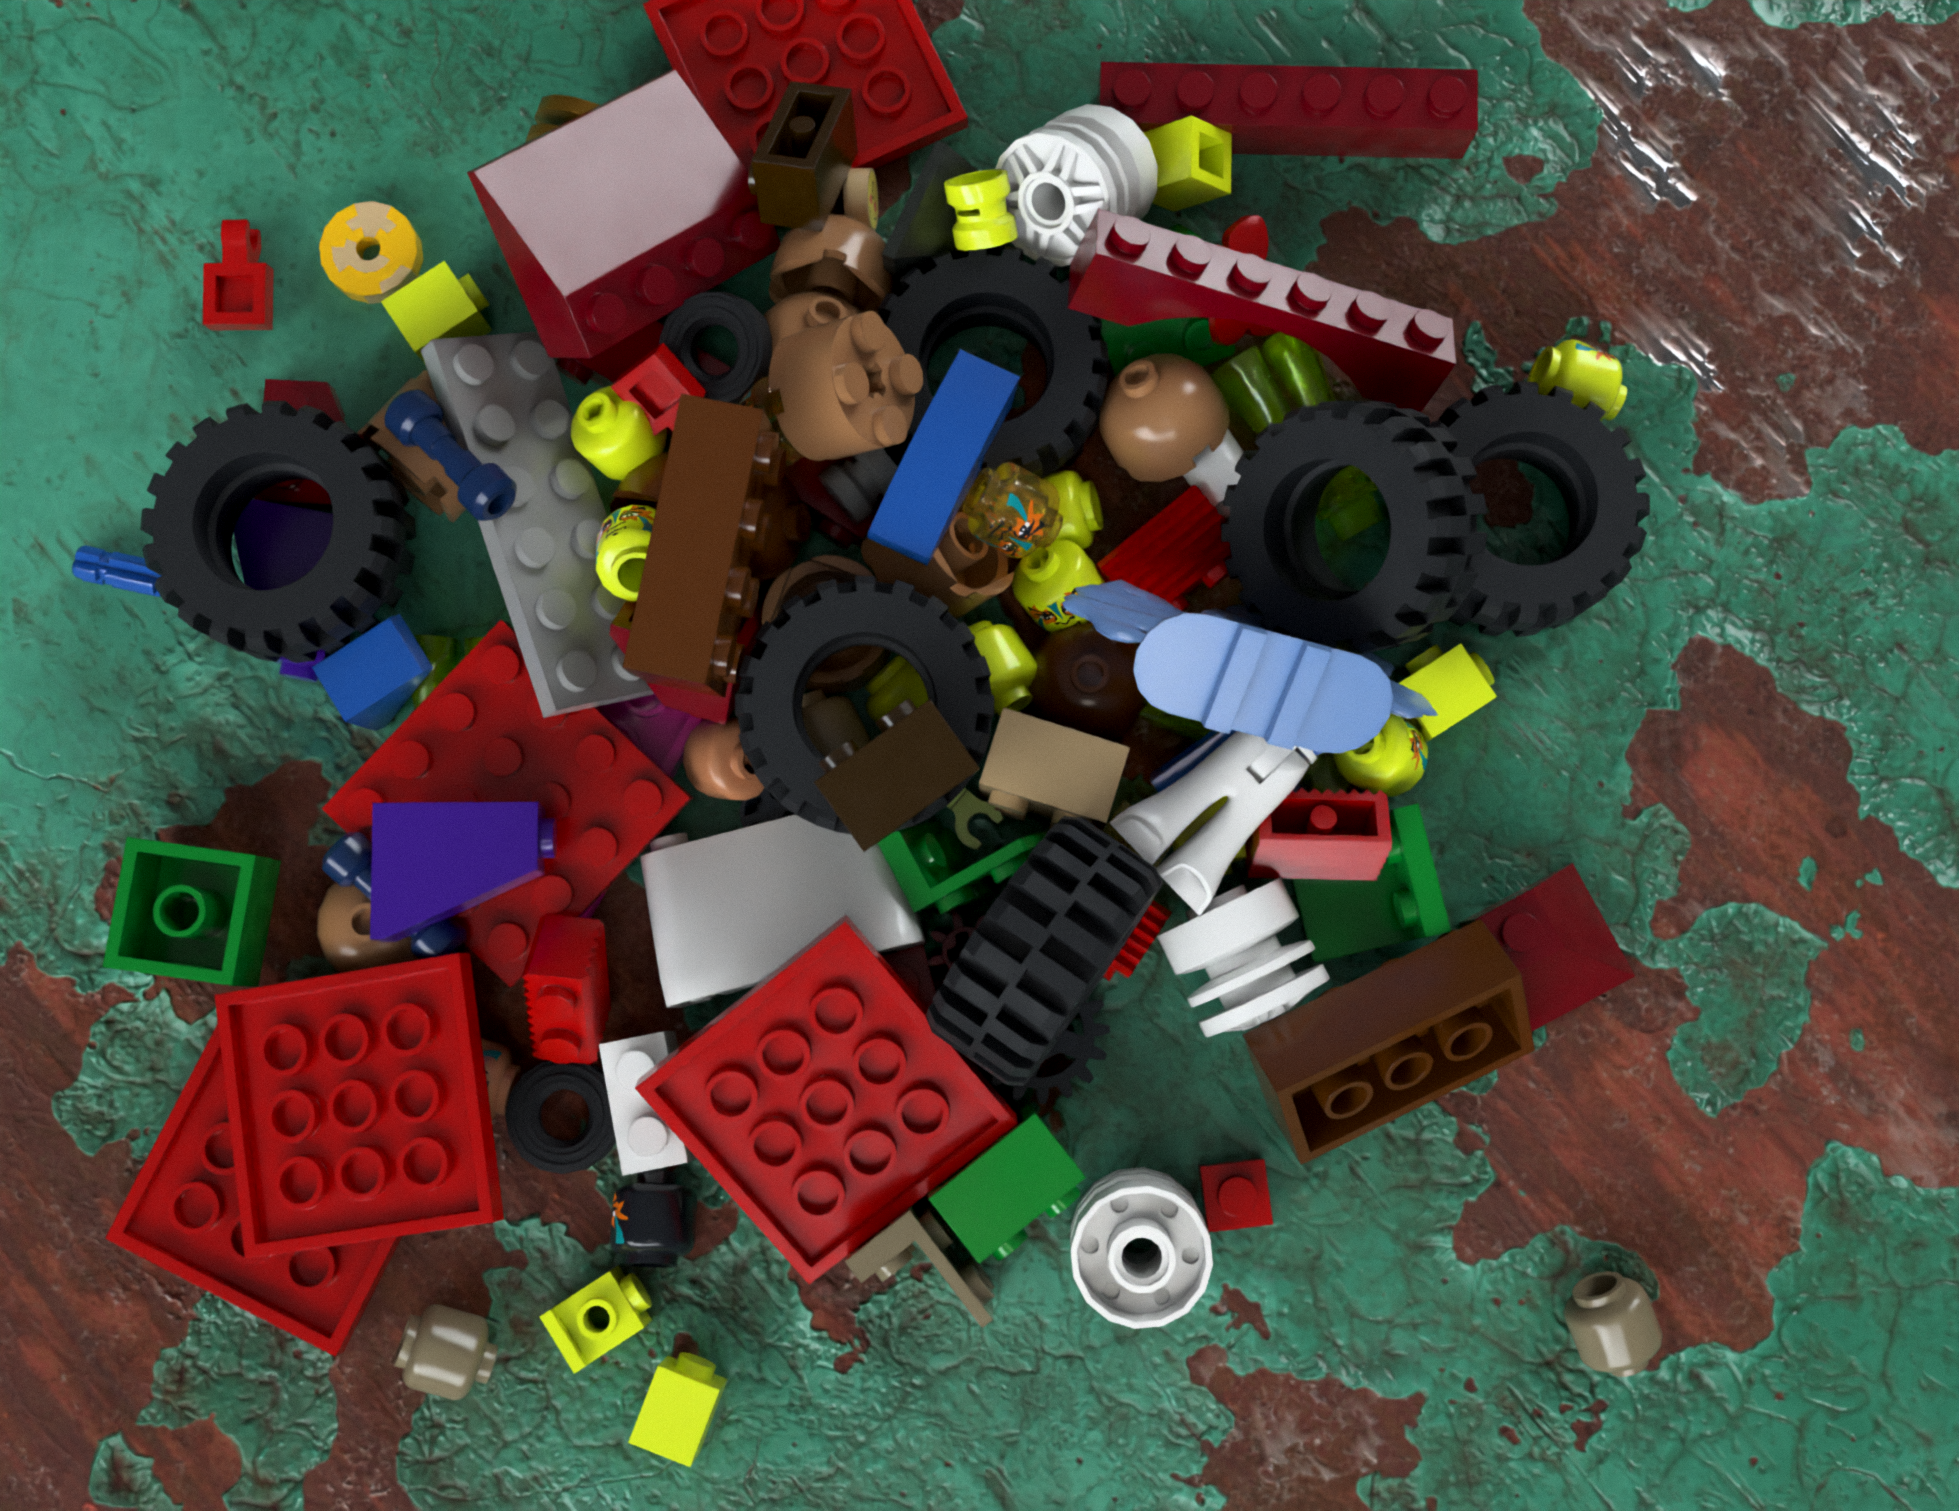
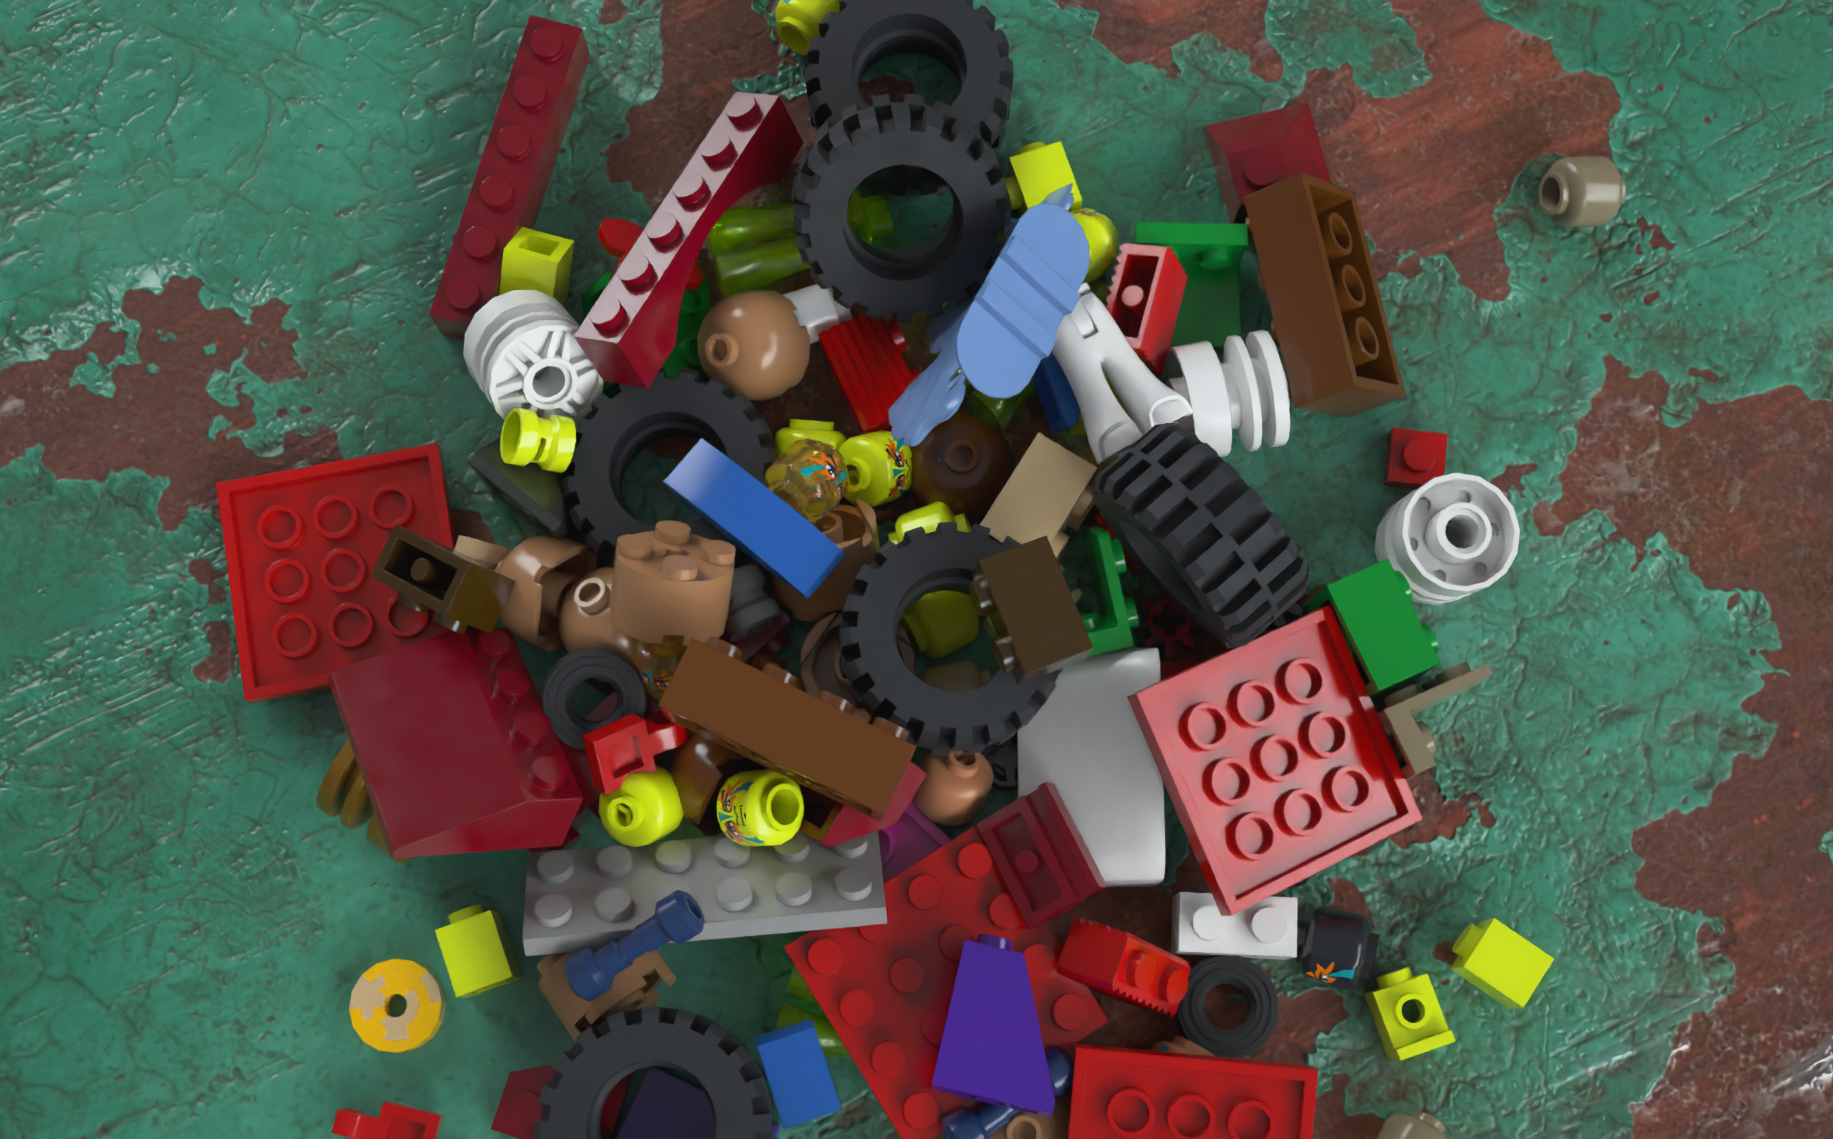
camera: 80 degrees left, 5 degrees down
(661, 868) = (1041, 855): none -> dark red plate

